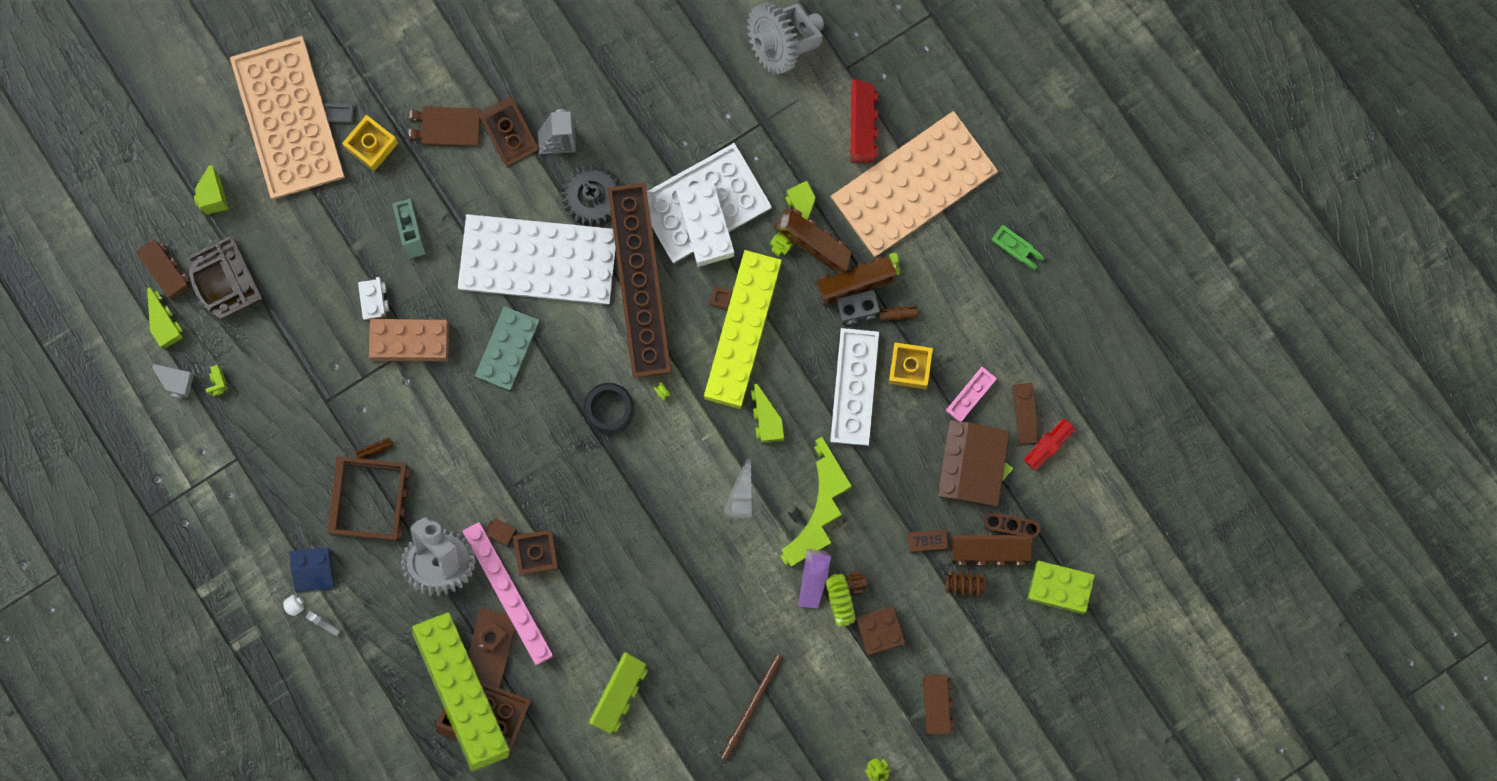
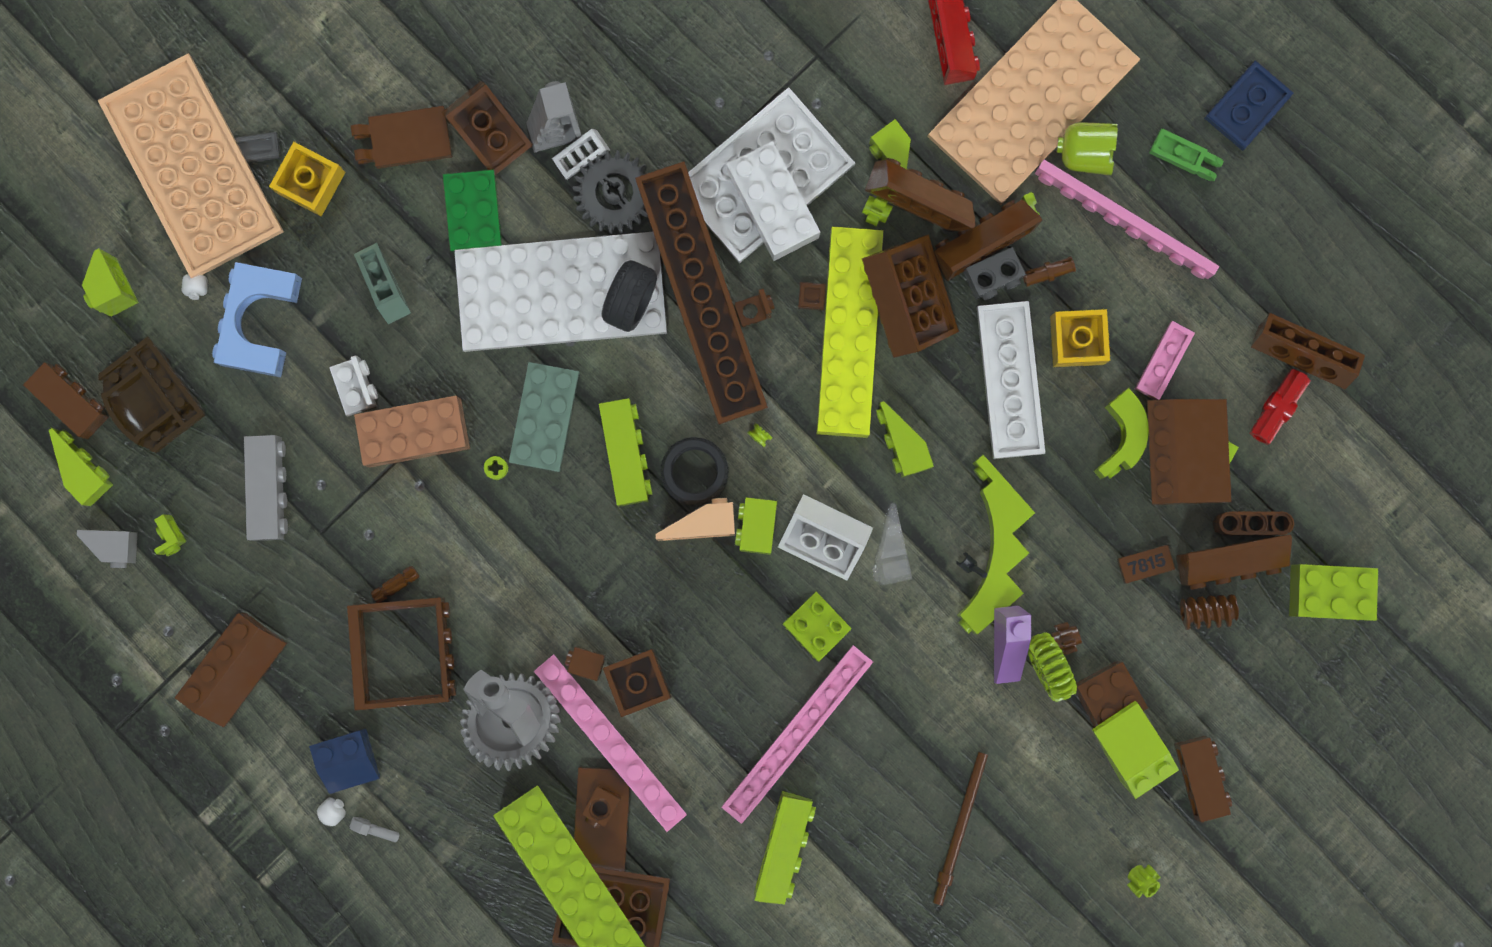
camera: 15 degrees left, 5 degrees up
(242, 487) = (231, 670): none -> reddish brown slope
(271, 205) = (194, 286): none -> white piece
(293, 360) = (265, 488): none -> light grey brick
(311, 211) = (247, 286): none -> light blue arch
(460, 374) = (501, 473): none -> lime bush
(485, 188) = (472, 210): none -> green plate
(560, 385) = (624, 452): none -> lime brick
(582, 150) = (575, 146): none -> white slope
(586, 271) = (629, 295): none -> black tyre
(607, 446) = (705, 522): none -> light nougat slope
(645, 614) = (797, 734): none -> bright pink plate
(646, 456) = (757, 526): none -> lime brick
(675, 539) = (817, 626): none -> lime hinge
(684, 298) = (764, 306): none -> reddish brown bracket
(694, 475) = (825, 537): none -> white slope
(791, 311) = (910, 296): none -> reddish brown slope
(888, 671) = (1135, 750): none -> lime slope
(937, 432) = (1134, 434): none -> lime arch
(945, 228) = (1089, 147): none -> lime cylinder
(967, 290) = (1134, 225): none -> bright pink plate
(1025, 413) = (1240, 371): reddish brown slope -> none
(1072, 220) = (1249, 105): none -> dark blue tile
(1076, 407) = (1308, 351): none -> reddish brown brick

